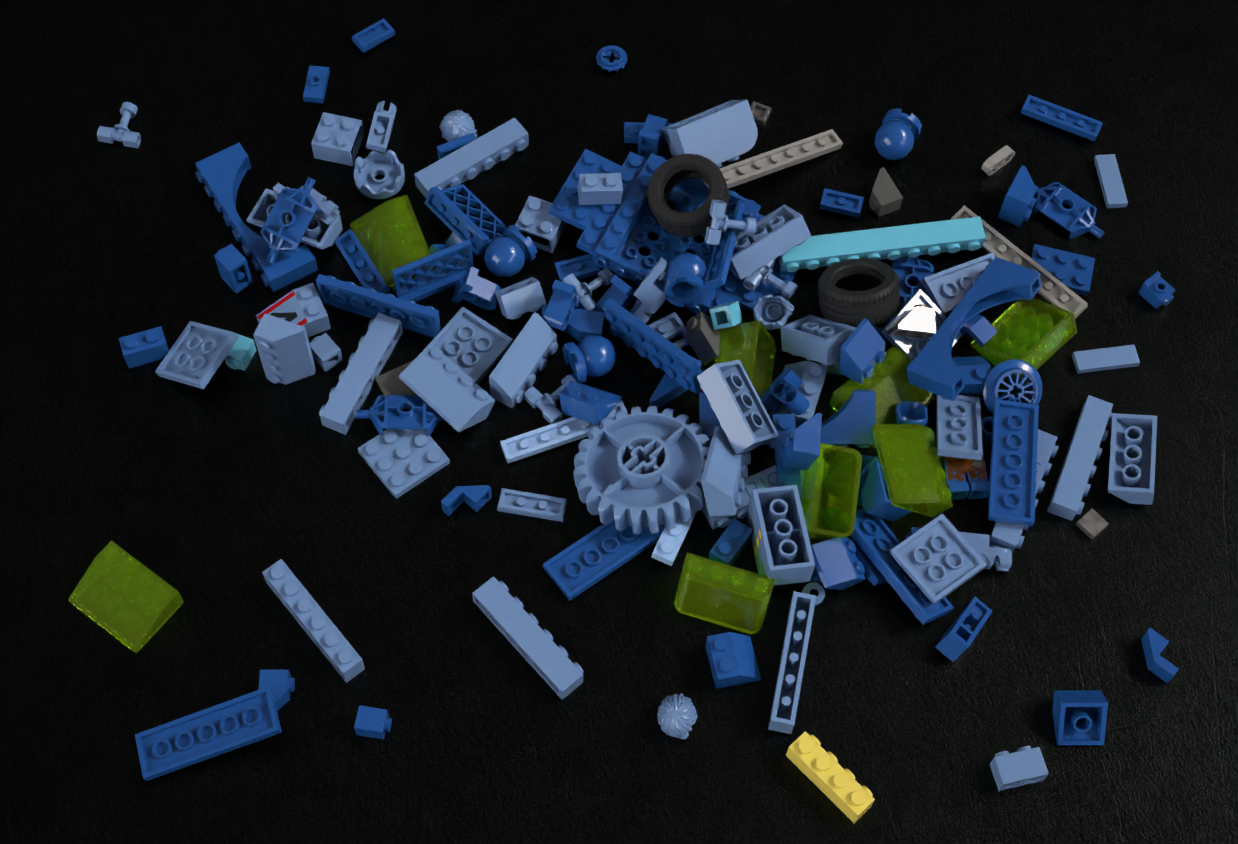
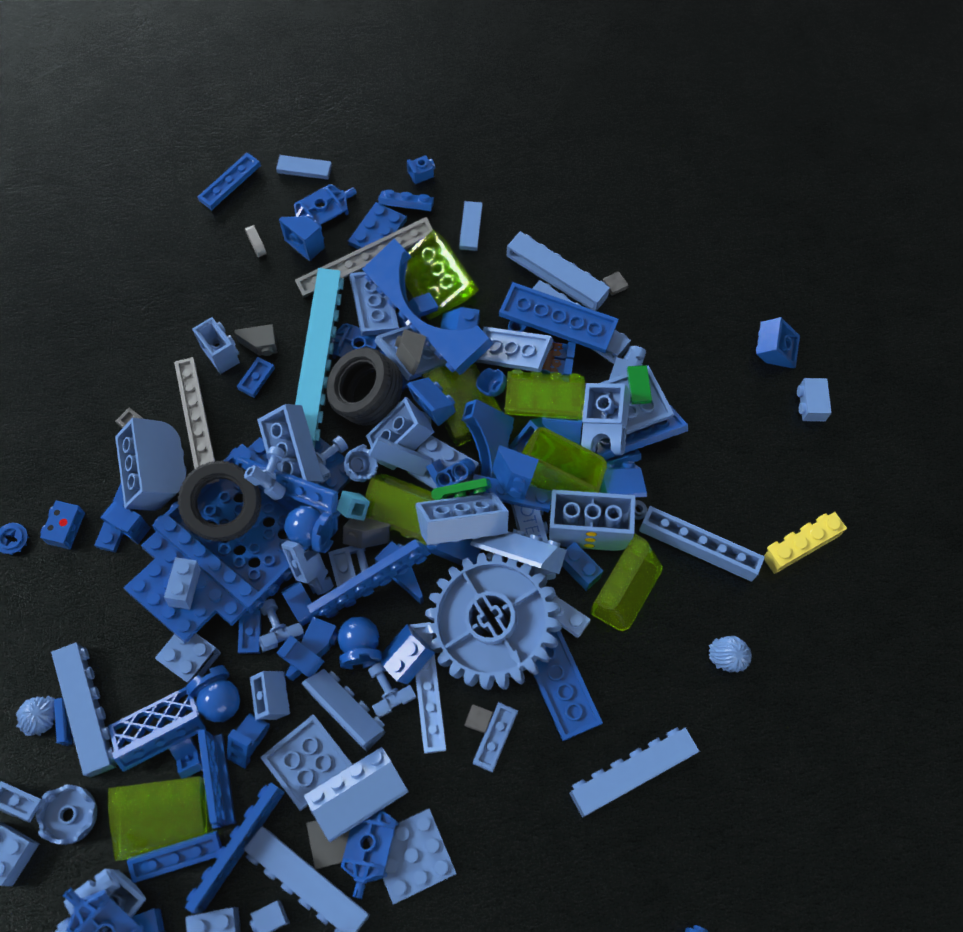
camera: 75 degrees left, 5 degrees up
(472, 495) = (477, 792): blue slope -> none
(546, 484) = (478, 718): none -> flat silver tile
(636, 91) = (62, 524): none -> blue brick
(731, 659) = (687, 594): blue slope -> none
(769, 401) = (459, 490): none -> green plate
(791, 341) = (399, 456): none -> medium blue tile
(856, 167) = (212, 333): none -> medium blue piece
(897, 134) = (202, 305): blue tile -> none
(899, 524) = (607, 422): none -> medium blue brick
(956, 556) = (639, 384): none -> green tile
(964, 629) = (693, 403): blue slope -> none
(1005, 369) = (483, 298): blue piece -> none
(1109, 286) = (406, 200): none -> blue plate
(1133, 458) = (570, 232): medium blue slope -> none
(1153, 645) = (733, 276): blue slope -> none

